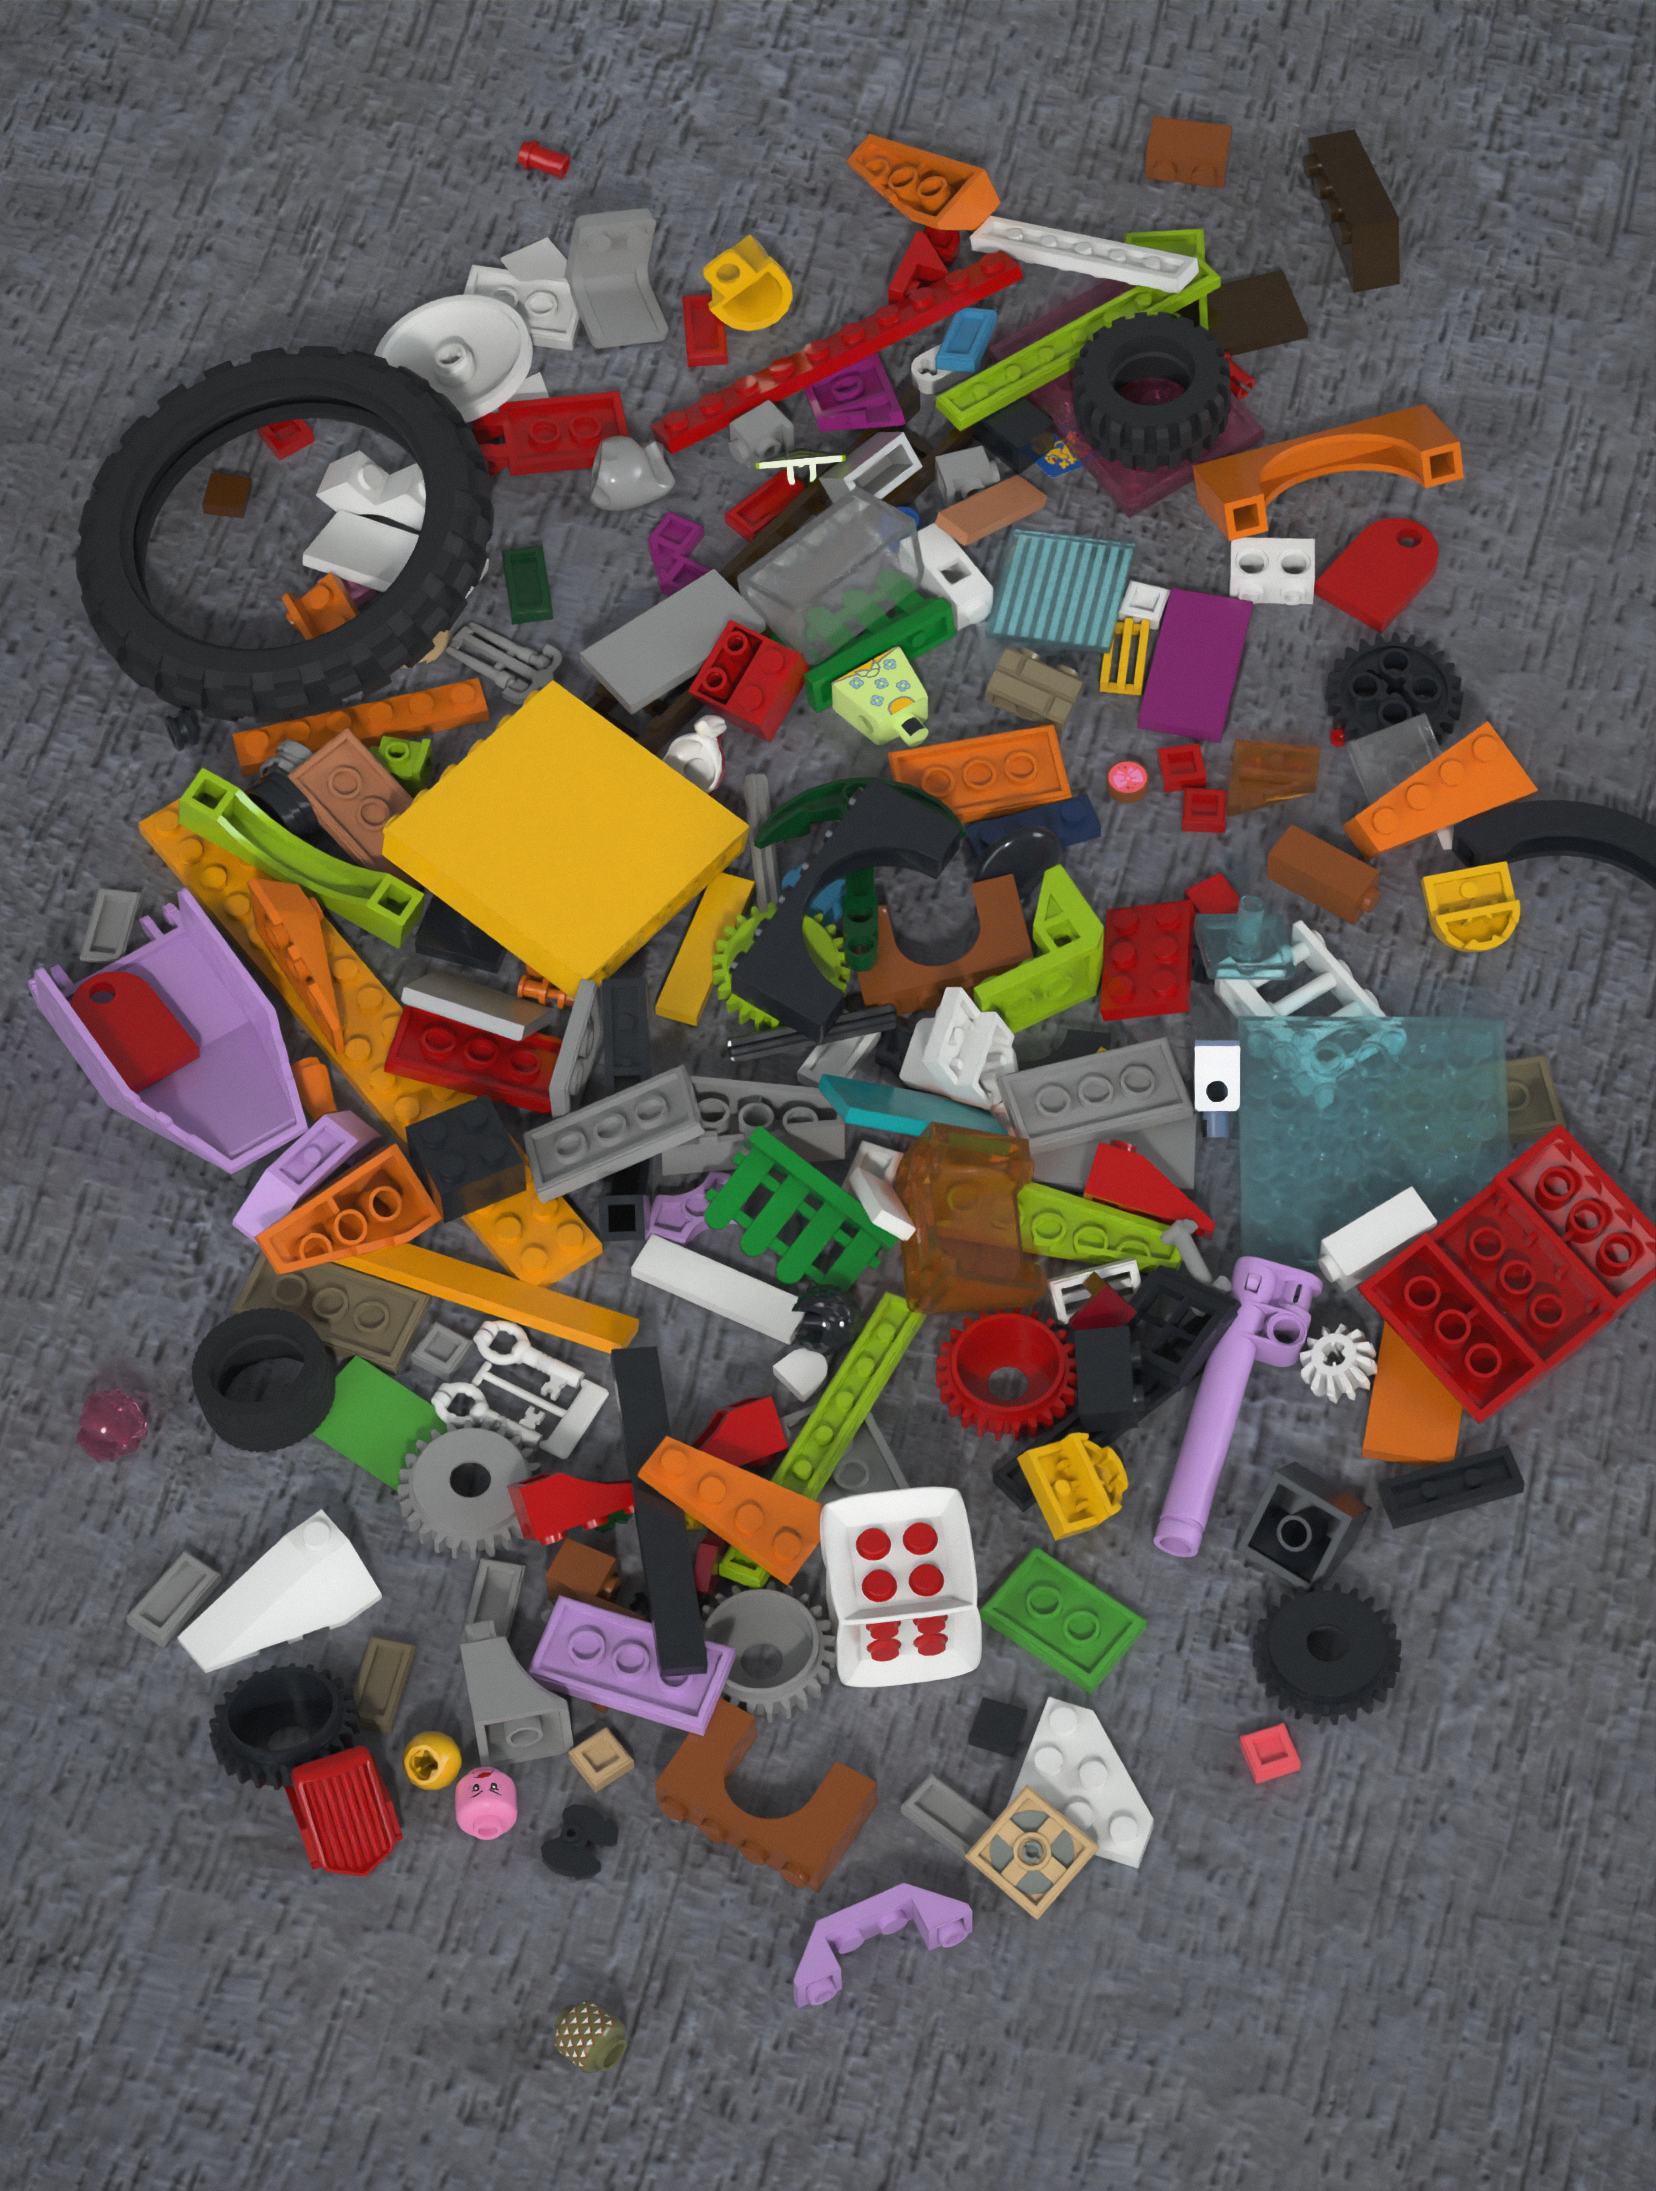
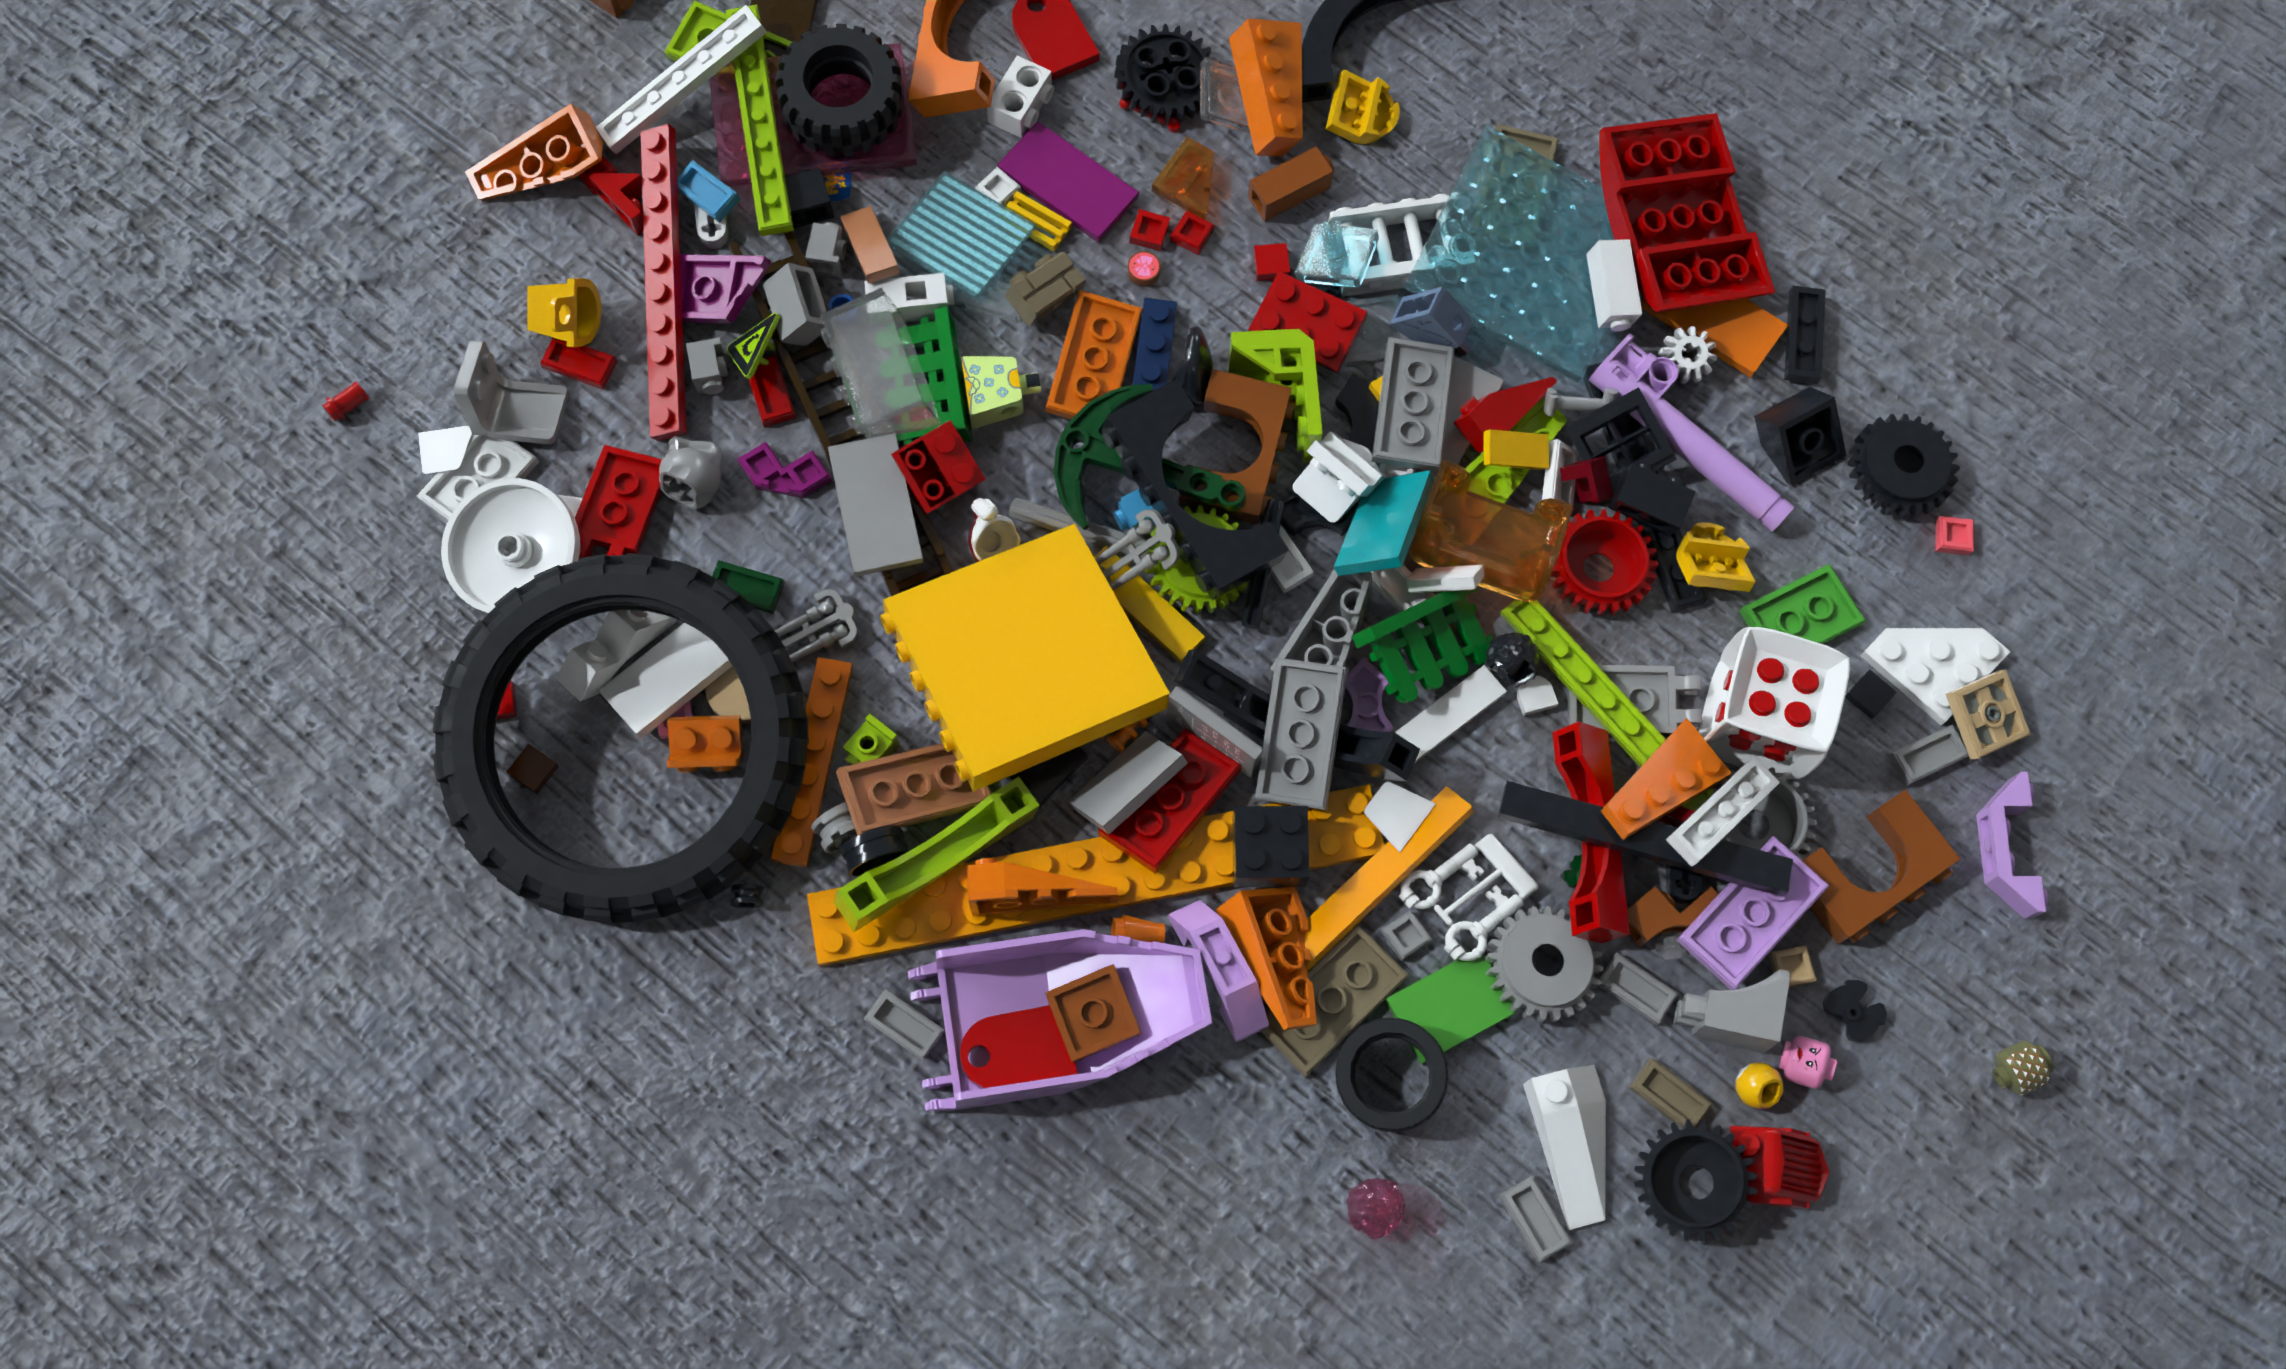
camera: 70 degrees left, 15 degrees up
(195, 1071) = (1093, 1013): none -> dark orange tile
(578, 1279) = (1397, 813): none -> white sticker
(728, 1568) = (1722, 811): none -> white plate
(743, 898) = (1164, 533): none -> light grey piece
(1091, 1216) = (1516, 449): none -> yellow tile

